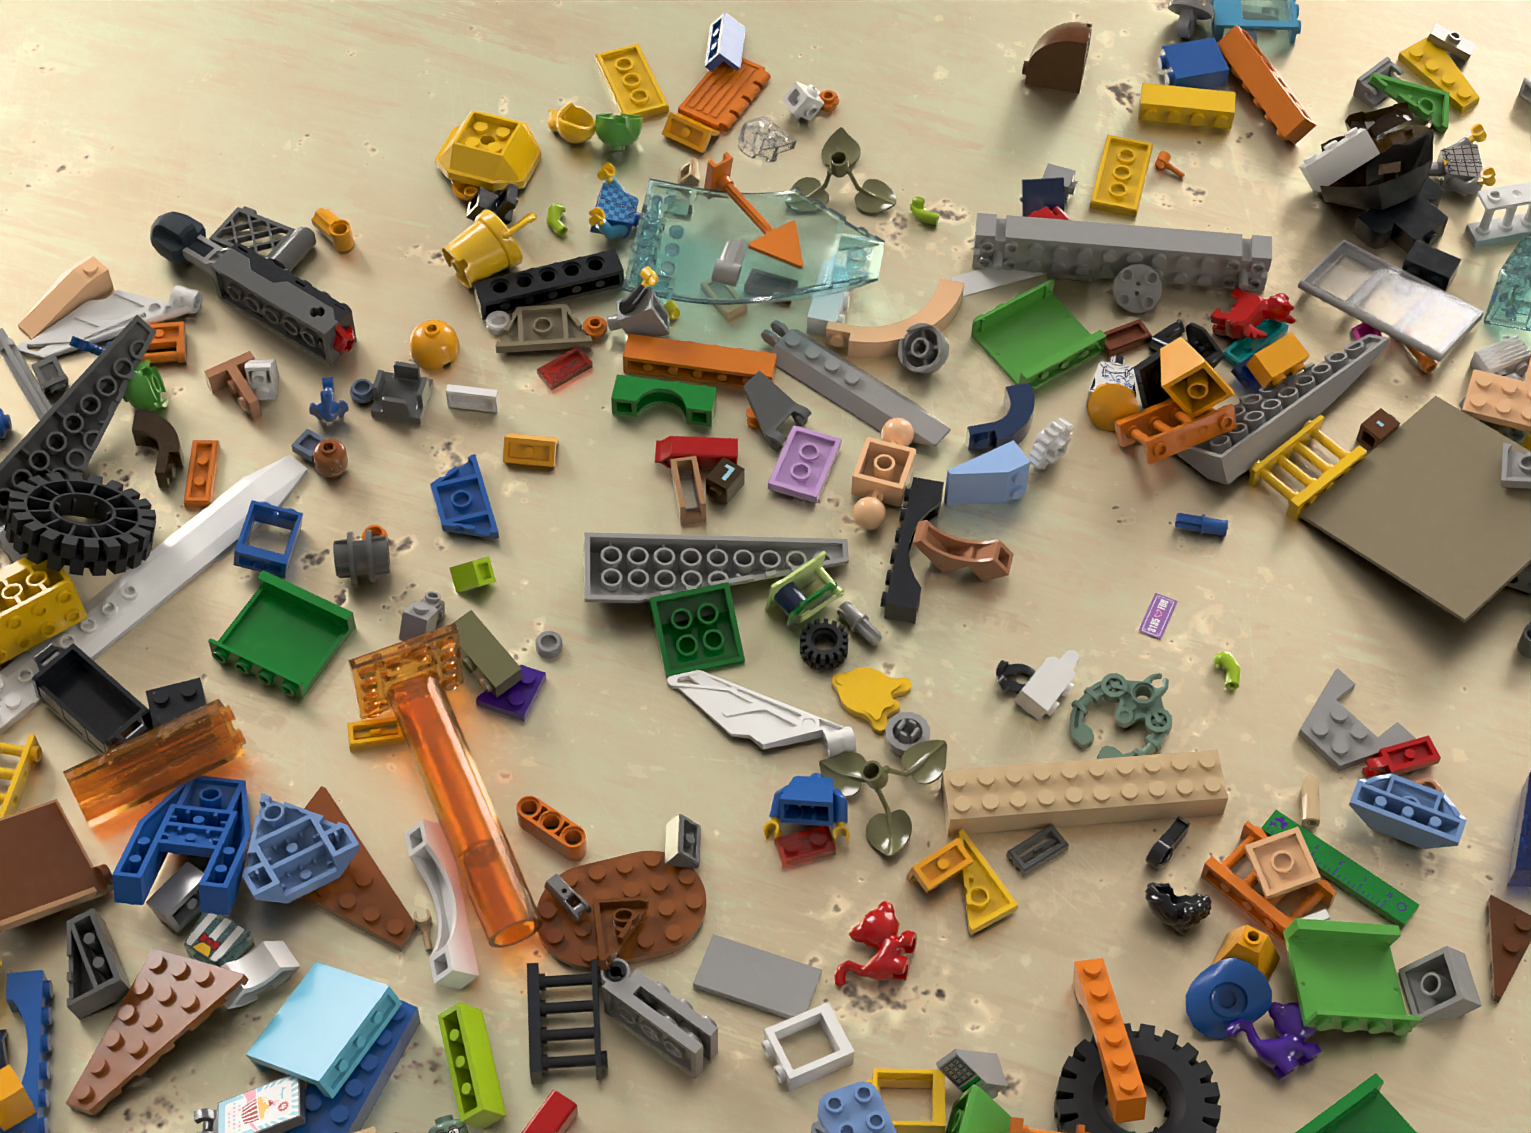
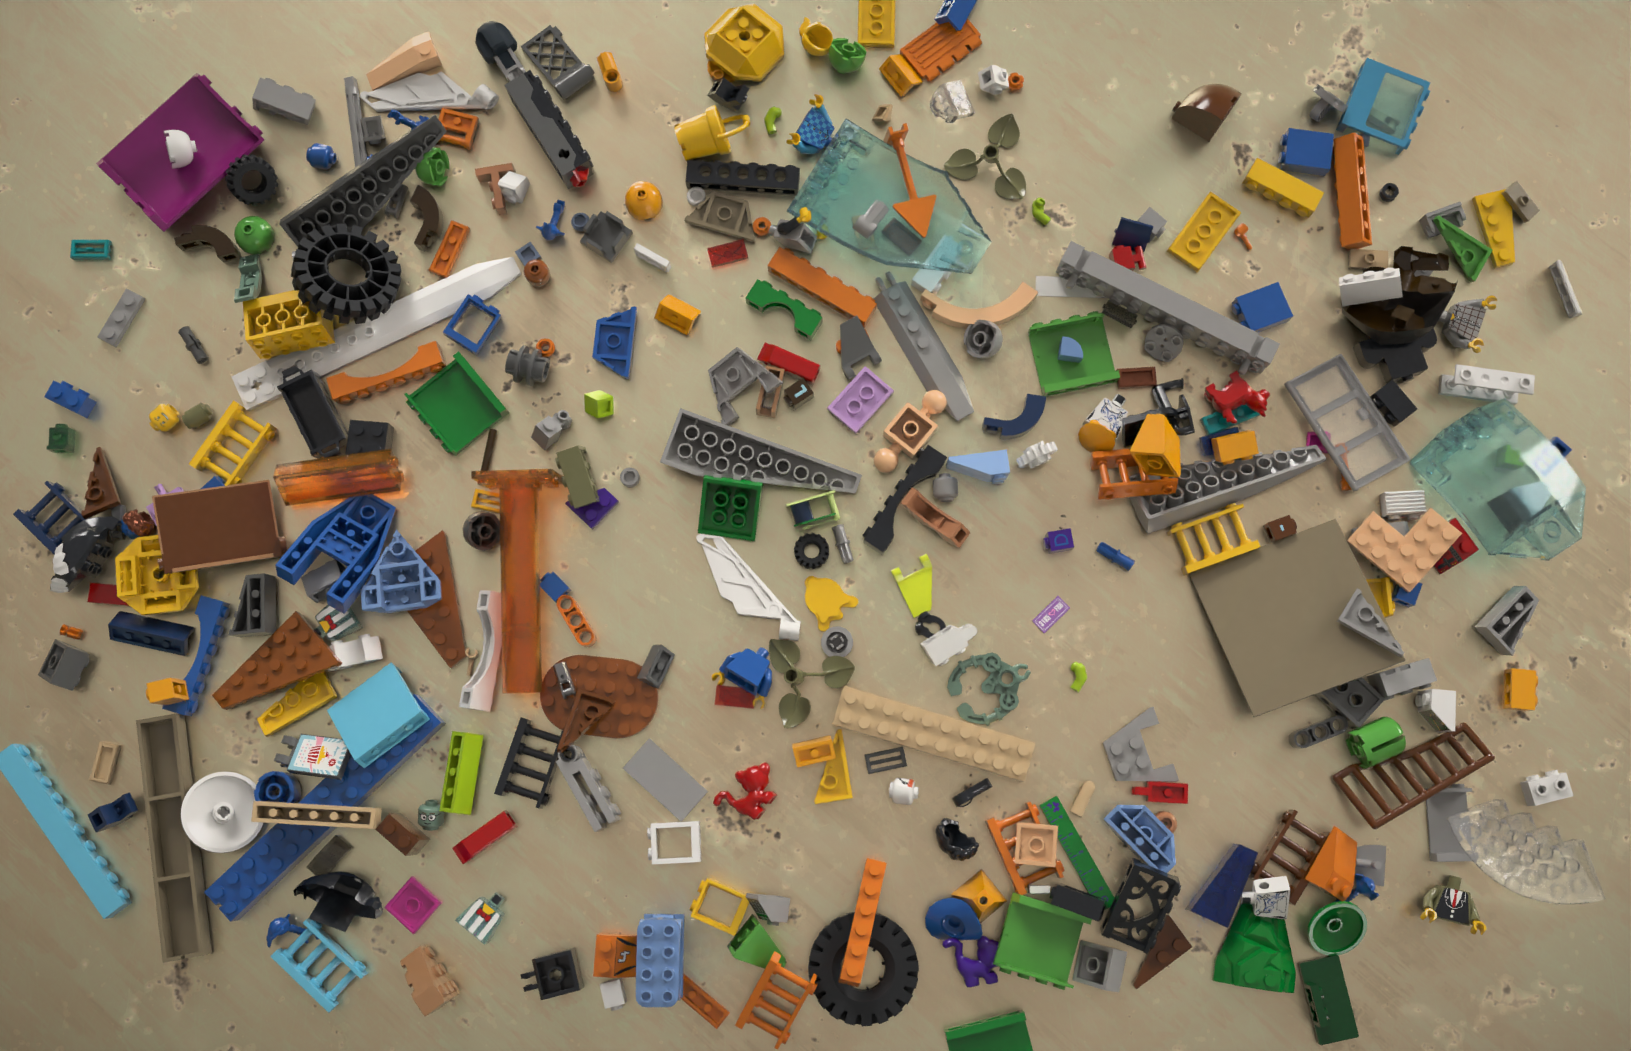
camera: 25 degrees right, 25 degrees up
(111, 440) = (398, 199): none -> flat silver bar
(203, 1060) = (297, 703): none -> yellow wing
(221, 600) = (426, 360): none -> orange arch
(349, 696) = (488, 450): none -> dark brown bar
(379, 761) = (482, 530): none -> dark grey cylinder
(505, 797) = (554, 586): none -> blue brick
(636, 482) = (735, 374): none -> light grey wing
(957, 519) = (945, 488): none -> light grey head
(975, 639) = (916, 587): none -> neon yellow flag
(1032, 331) = (1070, 350): none -> medium blue brick
(1079, 873) = (903, 791): none -> white head
(1126, 529) = (1058, 541): none -> dark purple brick
(1233, 215) = (1262, 308): none -> blue brick
(1305, 83) = (1387, 198): none -> black bush
(1312, 144) = (1367, 258): none -> tan plate
(1374, 905) = (1078, 901): none -> black window
(1424, 917) = (1134, 879): none -> black fence

